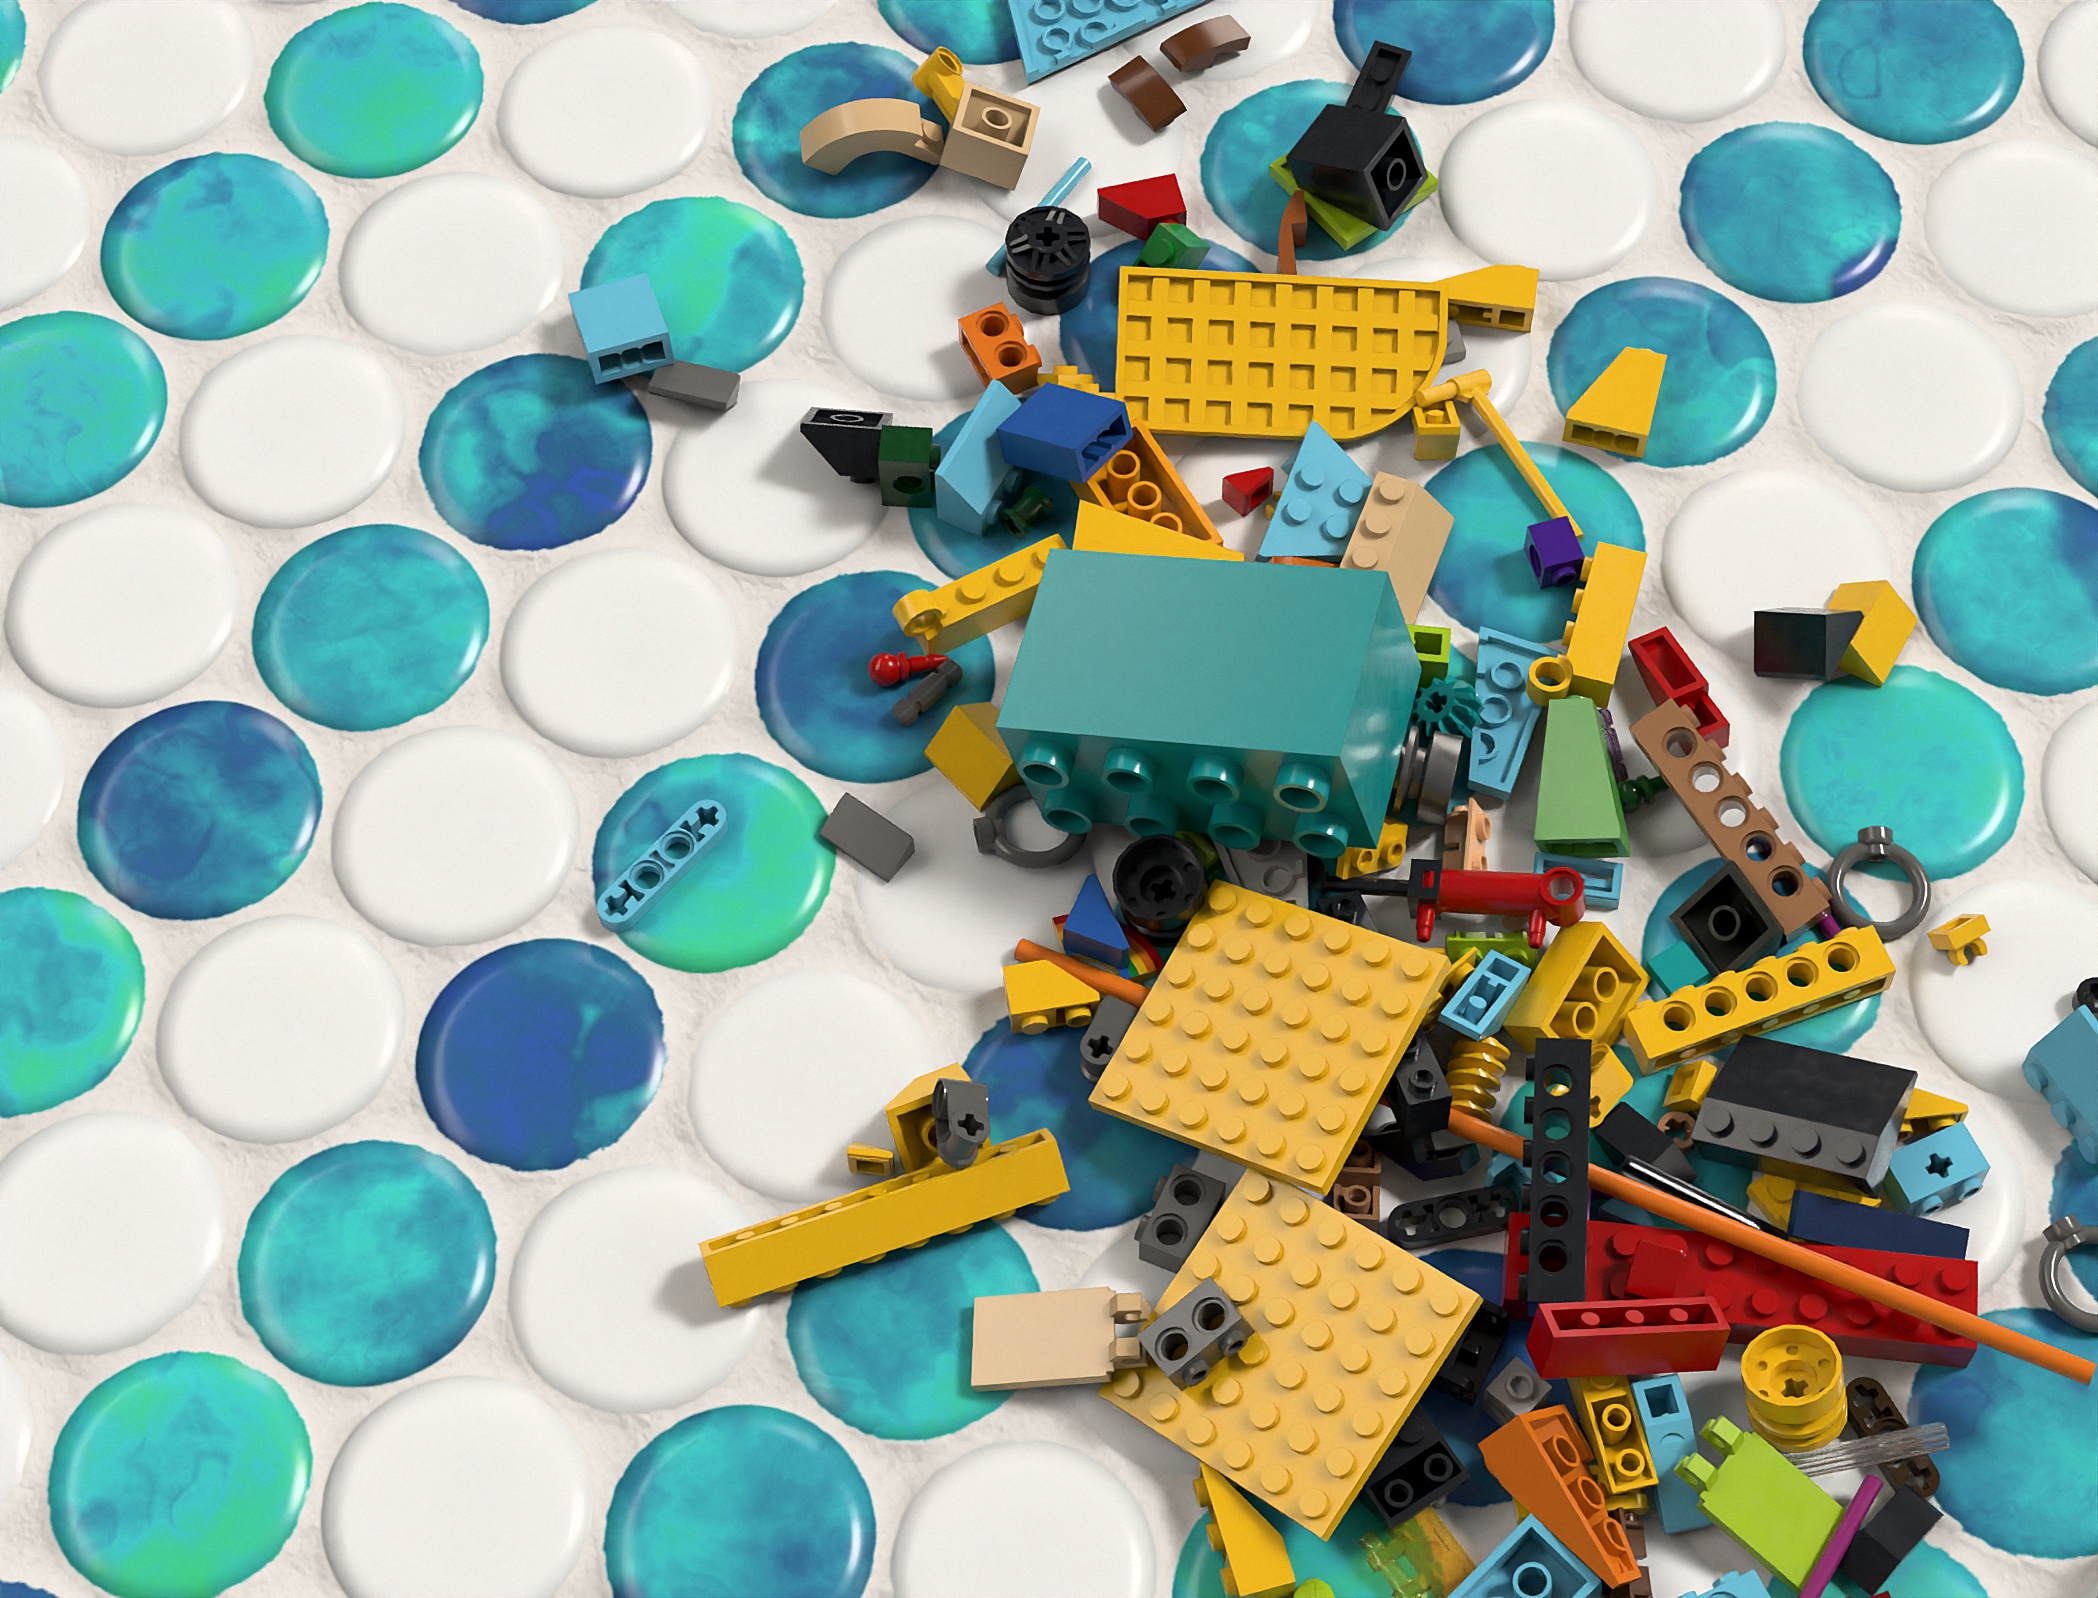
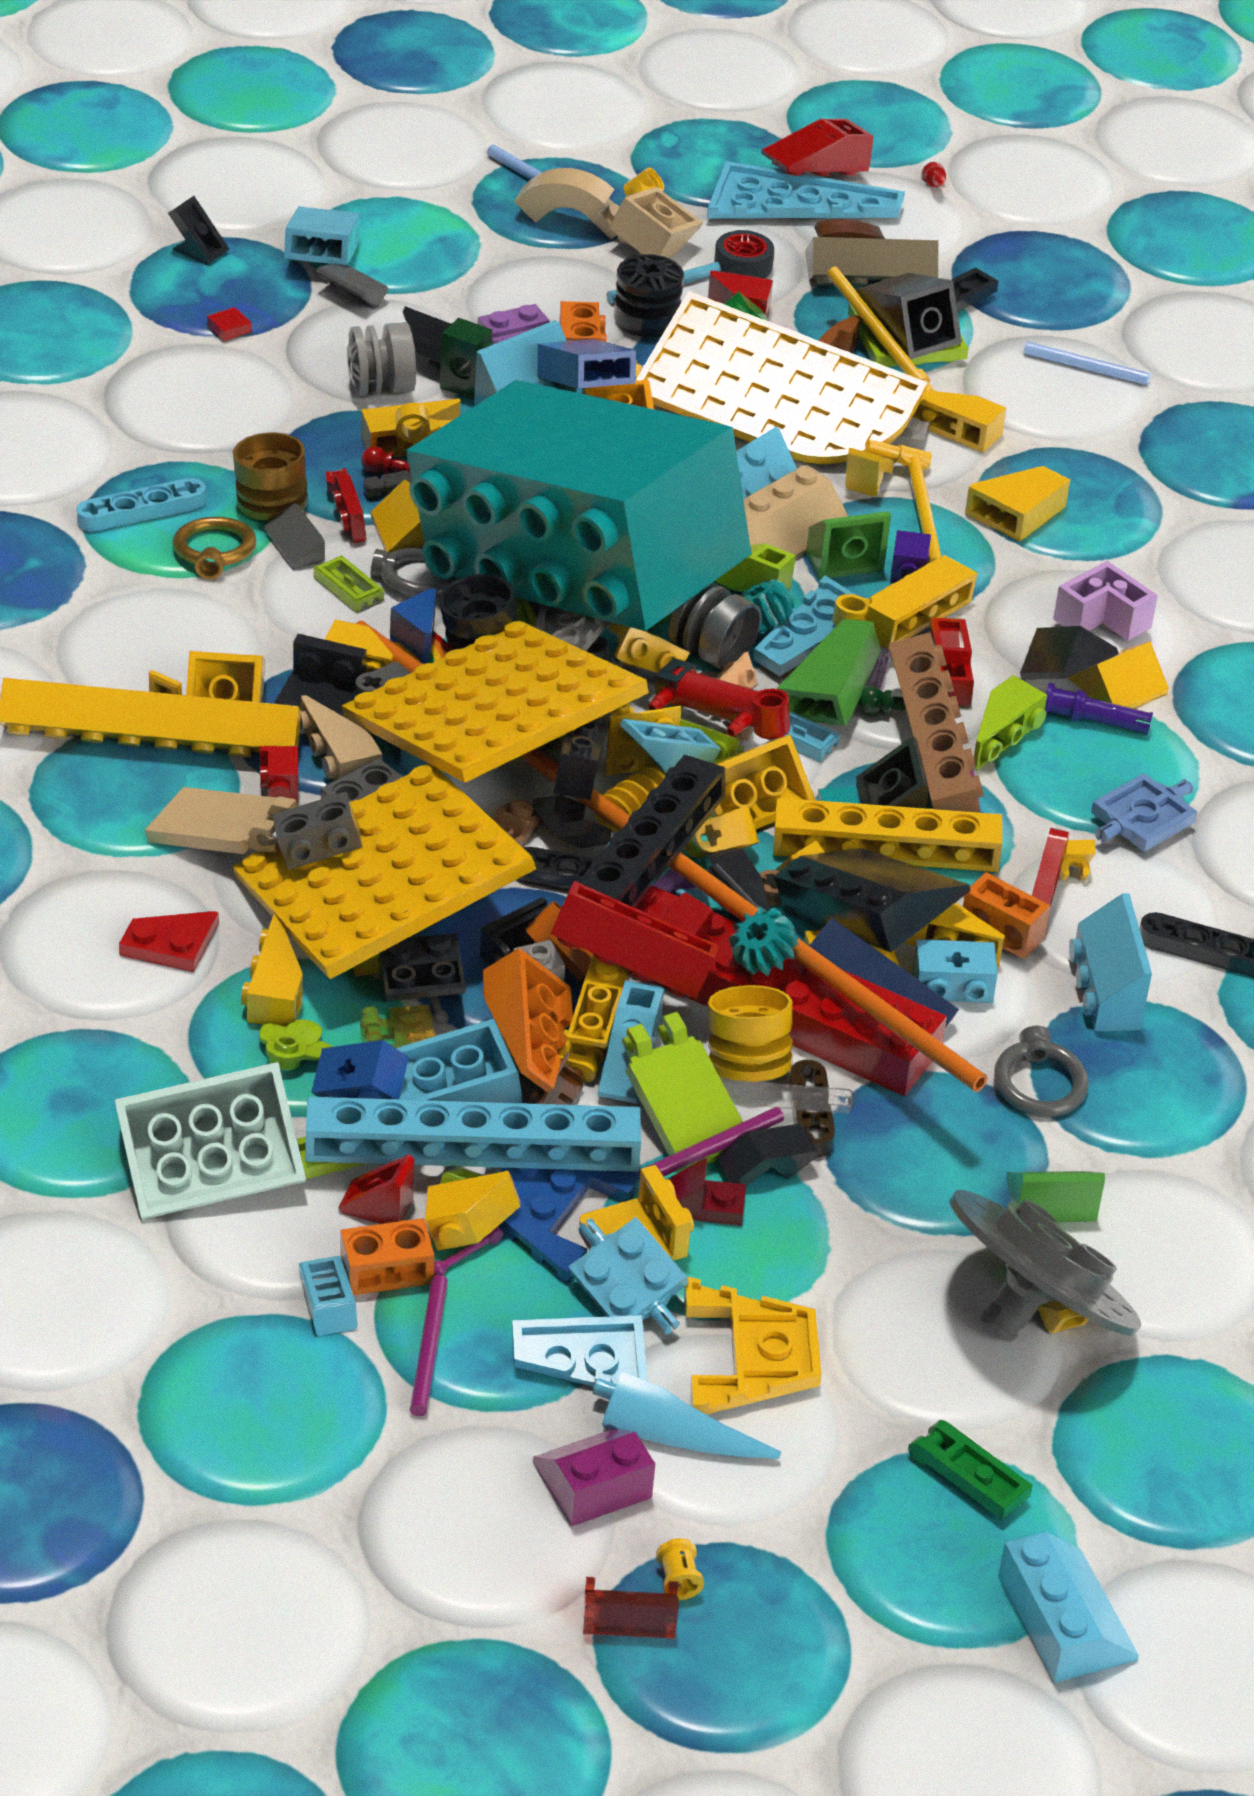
camera: 20 degrees right, 20 degrees down
(469, 387) = (200, 235): none -> black slope
(587, 515) = (229, 324): none -> red tile
(772, 92) = (512, 162): none -> light blue bar
(792, 747) = (269, 474): none -> pearl gold wheel
(797, 922) = (214, 569): none -> pearl gold piece
(813, 512) = (381, 359): none -> light grey wheel
(867, 614) = (379, 424): none -> yellow slope
(894, 753) = (347, 503): none -> red hinge
(916, 369) = (513, 321): none -> medium lavender plate
(958, 893) = (344, 586): none -> lime tile
(960, 1120) = (239, 668): dark grey piece -> none
(1035, 1065) = (323, 672): none -> black bracket
(1071, 1229) = (279, 771): none -> red brick
(1091, 1533) = (170, 939): none -> red wing
(1094, 124) = (745, 253): none -> black wheel
(1112, 1150) = (336, 740): none -> tan slope
(1147, 93) = (788, 245): reddish brown slope -> none
(1259, 83) = (870, 259): none -> dark tan slope
(1408, 255) = (876, 326): none -> yellow bar
(1480, 569) = (849, 545): none -> bright green slope
(1505, 1334) = (575, 960): none -> orange piece
(1568, 136) = (1087, 363): none -> light blue bar
(1764, 1287) = (763, 941): none -> teal gear
(1781, 757) = (1010, 714): none -> lime slope
(1802, 523) = (1106, 598): none -> lavender brick
(1848, 698) = (1078, 706): none -> dark purple pin
(1877, 846) = (1042, 789): dark grey piece -> none
(1951, 1066) = (1010, 912): none -> orange brick
(1962, 994) = (1051, 865): none -> red beam
(1995, 829) = (1144, 811): none -> medium blue plate

